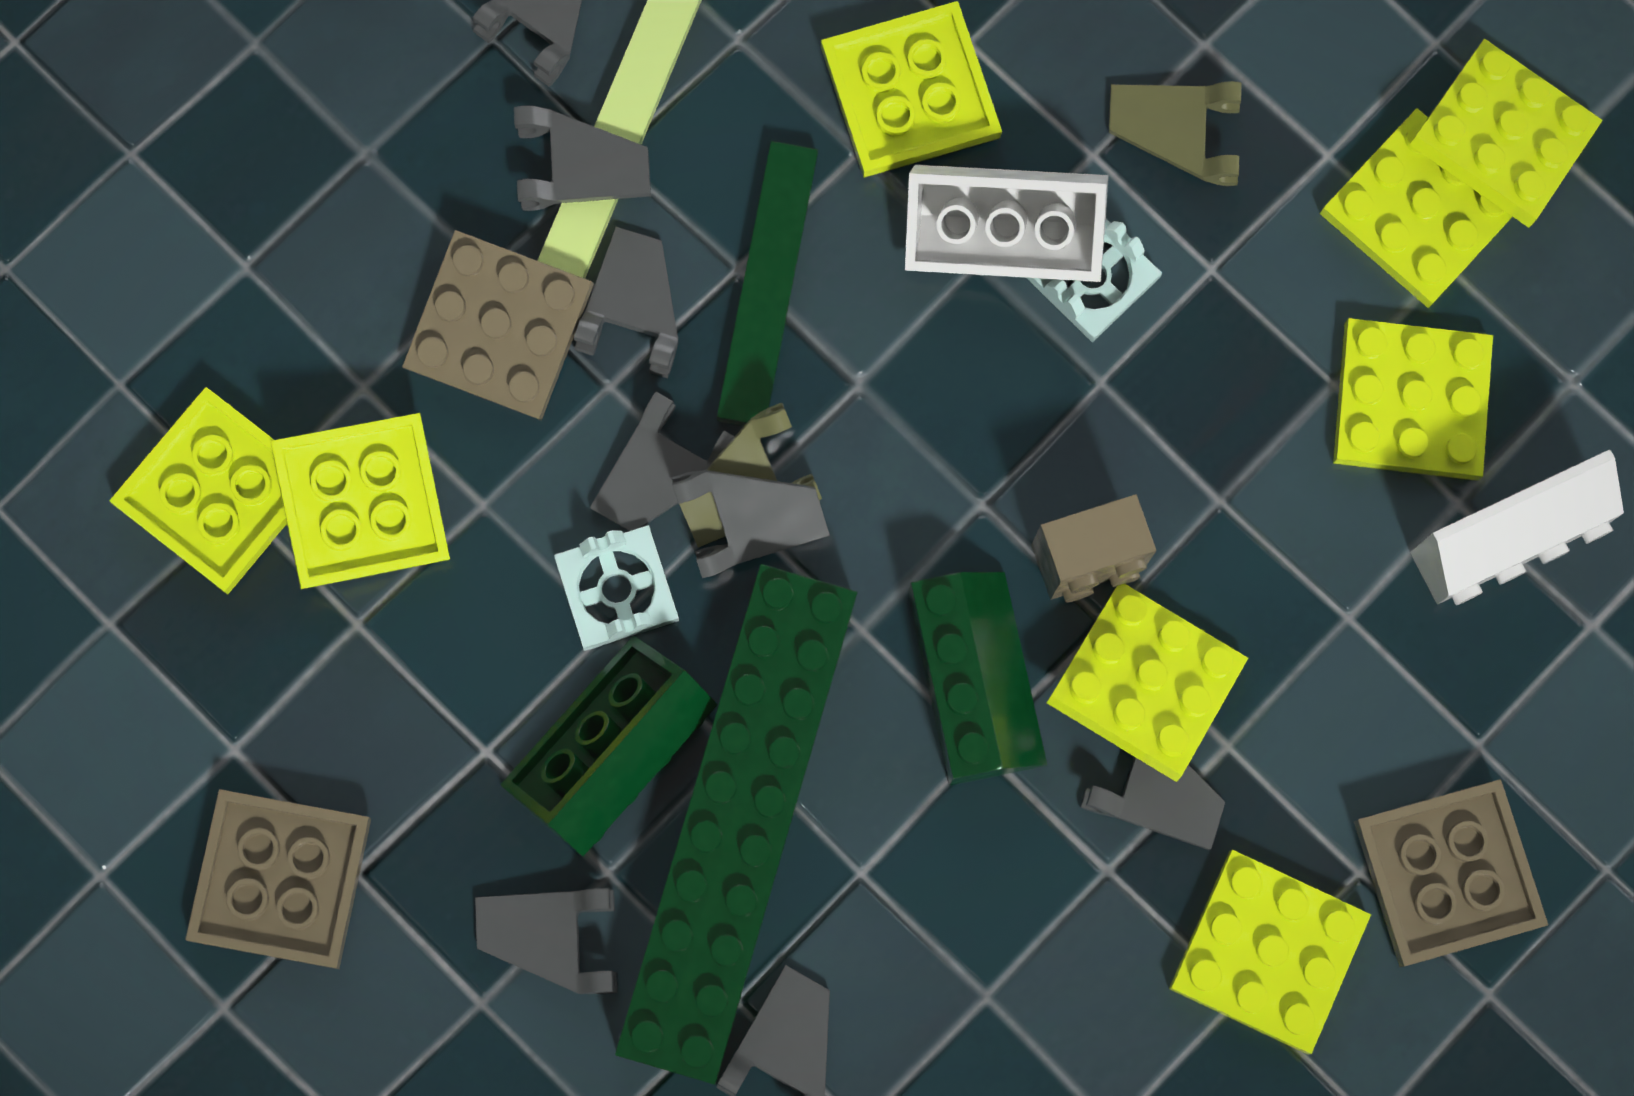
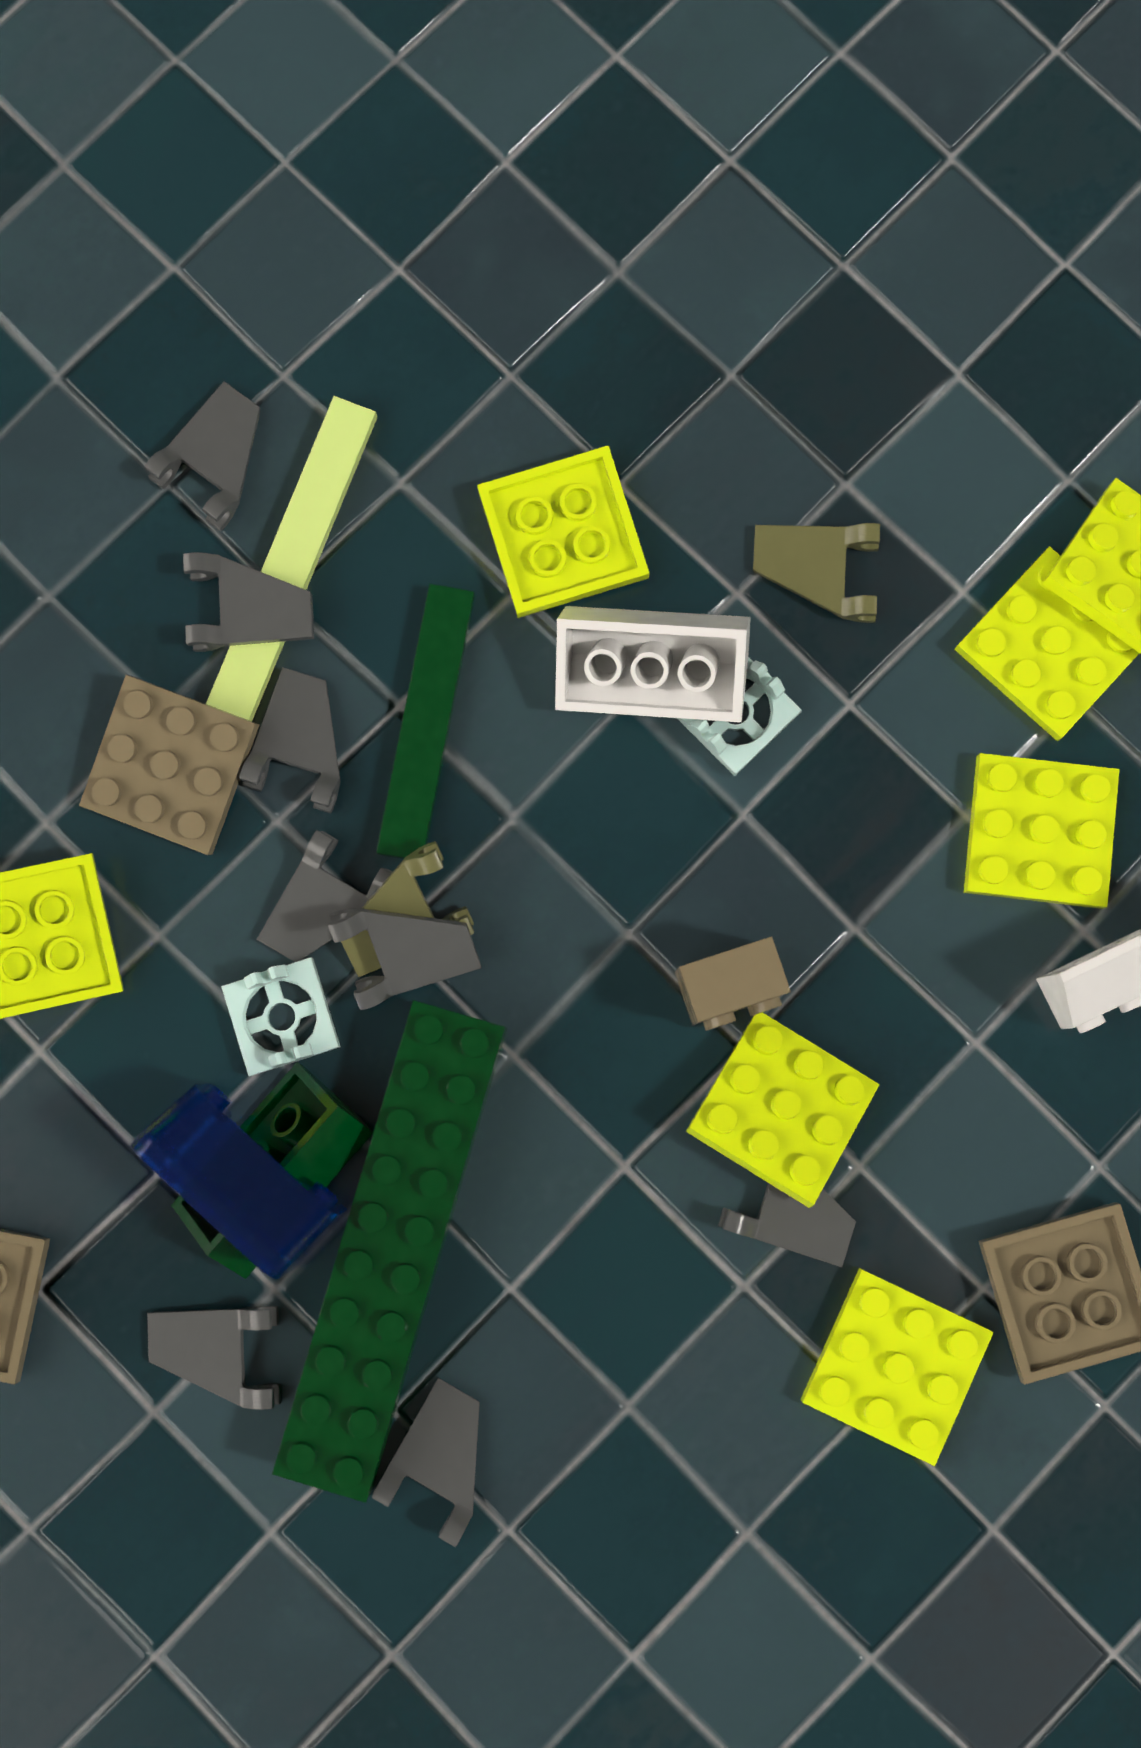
camera: 10 degrees right, 5 degrees up
(584, 744) = (236, 1182): none -> clear blue windscreen
(976, 675) = (621, 1103): dark green slope -> none

